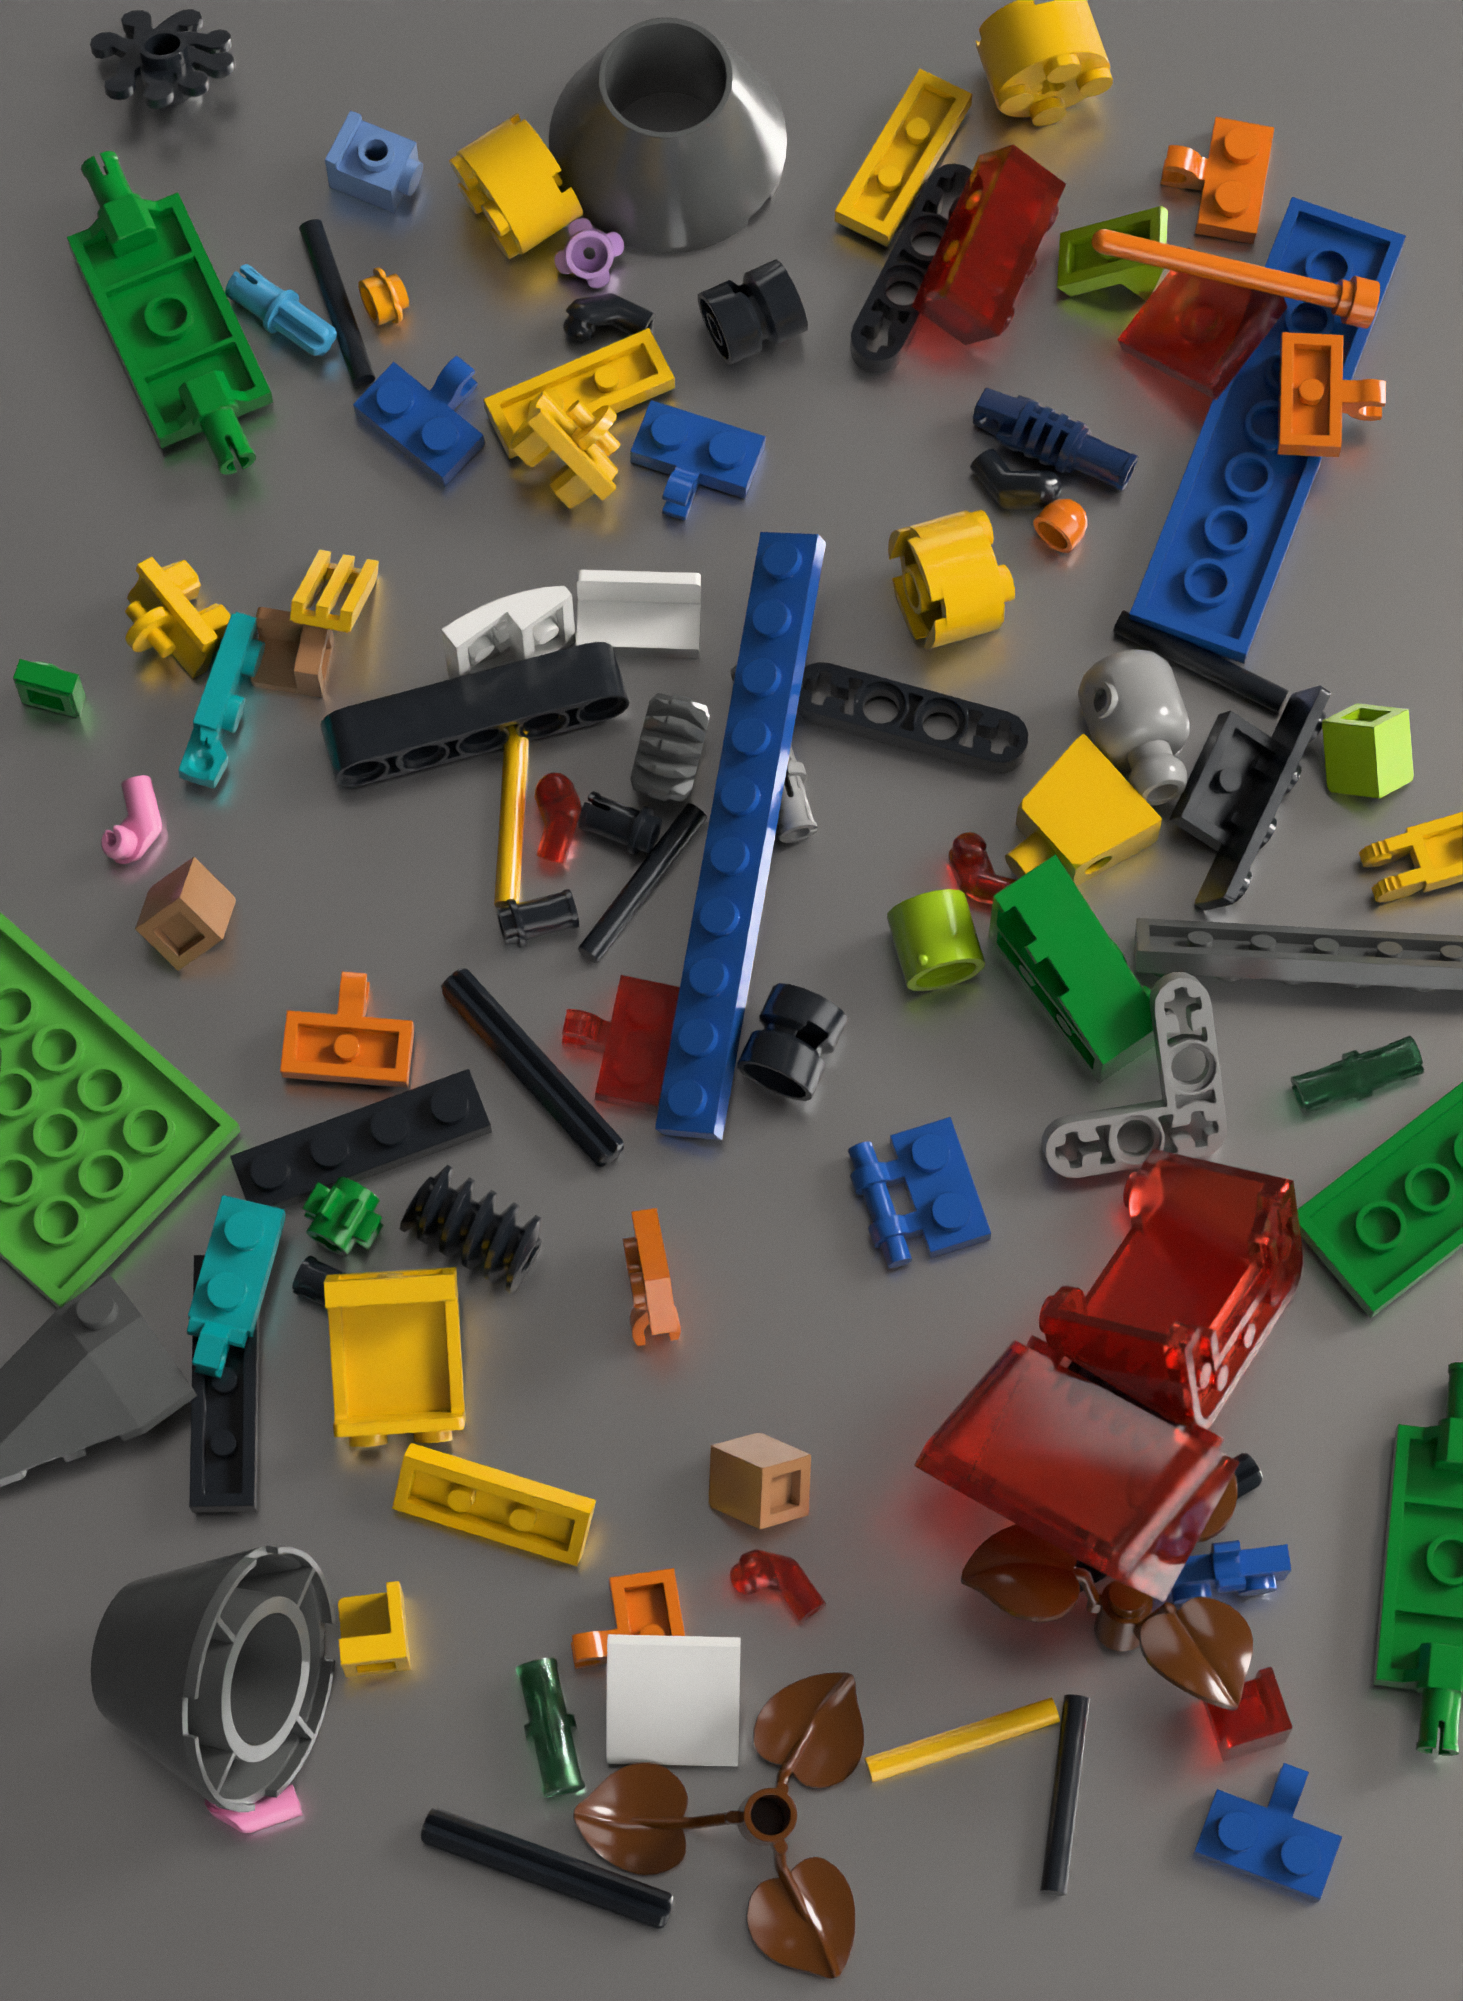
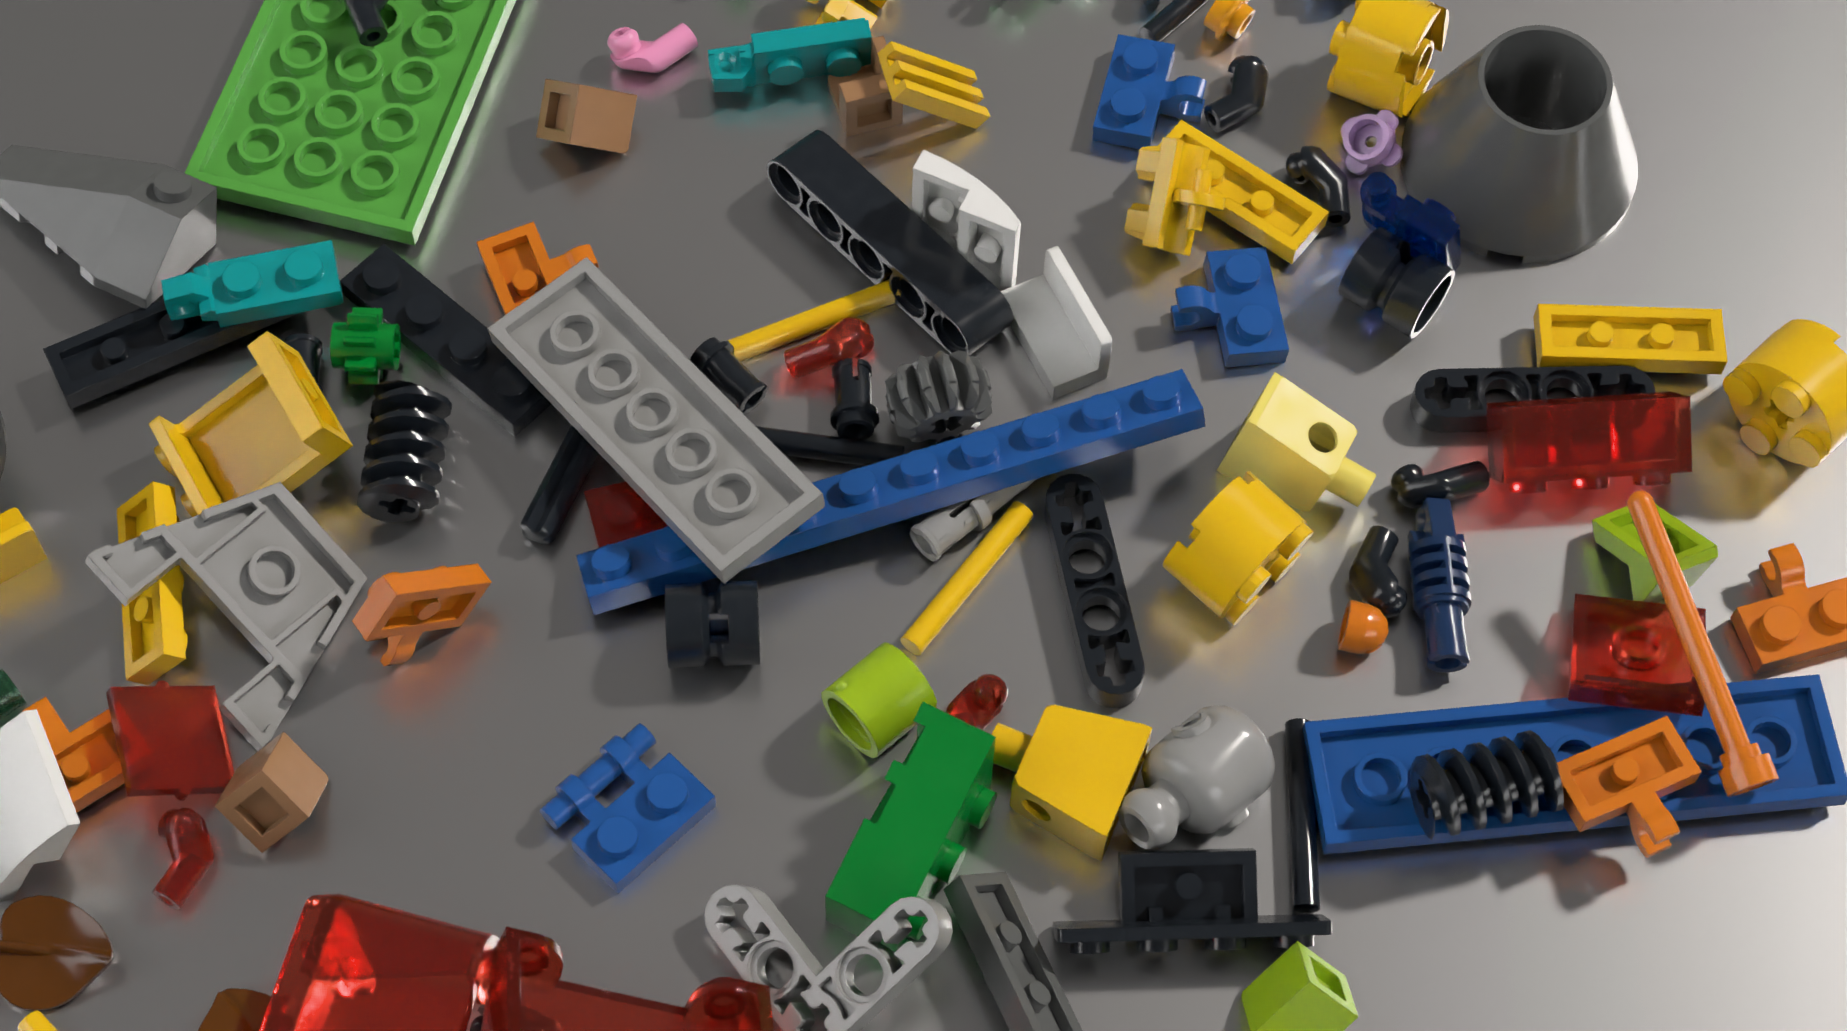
camera: 60 degrees right, 10 degrees down
(482, 333) = (1246, 94): none -> black arm
(549, 1395) = (267, 574): none -> light grey wing
(574, 992) = (657, 419): none -> light grey plate
(665, 1546) = (170, 740): none -> clear red piece
(725, 261) = (1425, 225): none -> clear blue plate
(843, 815) = (966, 578): none -> yellow bar
(875, 486) = (1297, 448): none -> light yellow torso
(966, 384) = (1449, 484): none -> black arm
(1270, 504) = (1485, 779): none -> black piece

